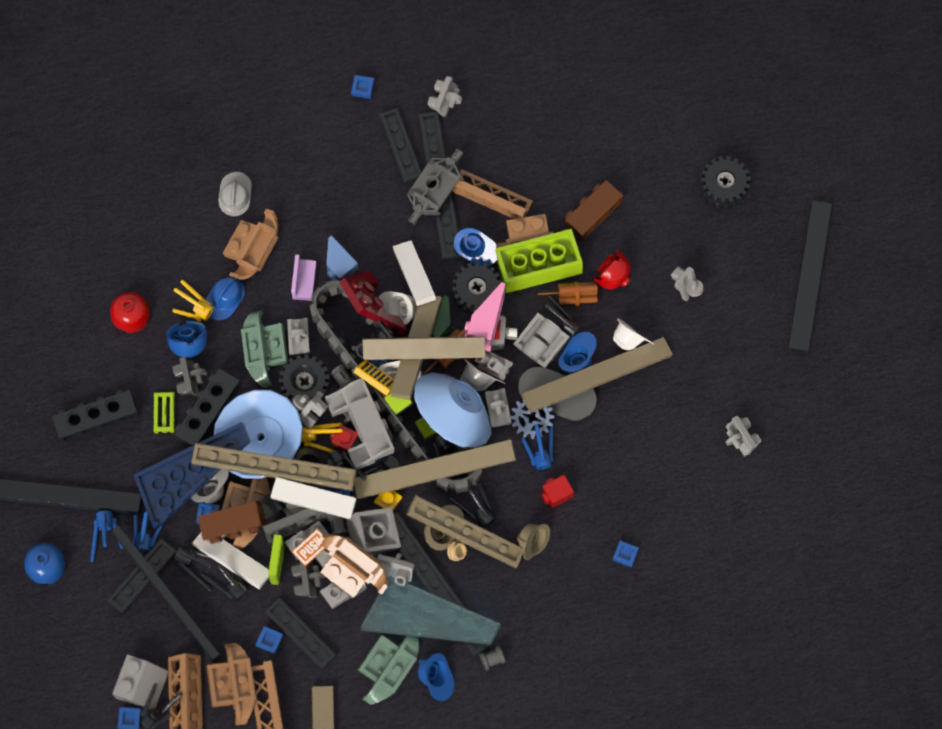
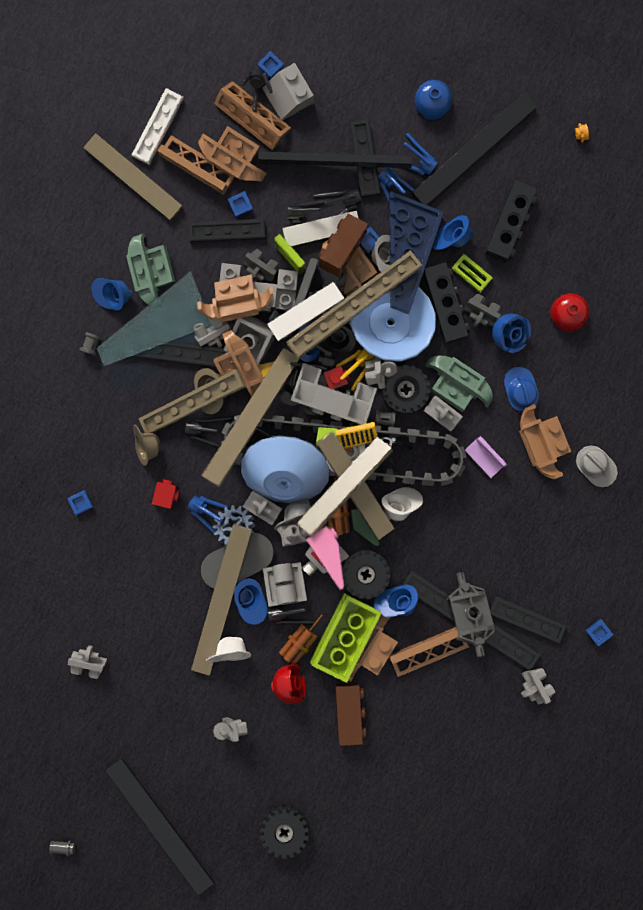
camera: 135 degrees right, 15 degrees up
(145, 450) = (453, 234): none -> blue piece
(202, 309) = (526, 363): yellow plant -> none
(308, 550) = (277, 279): sticker -> none
(339, 262) = (474, 492): medium blue slope -> none
(360, 292) = (422, 479): dark red wing -> none
(398, 524) = (239, 358): none -> medium nougat plate
(414, 273) = (416, 537): white tile -> none
(456, 550) = (186, 385): tan plate -> none
(895, 331) = (62, 848): none -> dark grey pin

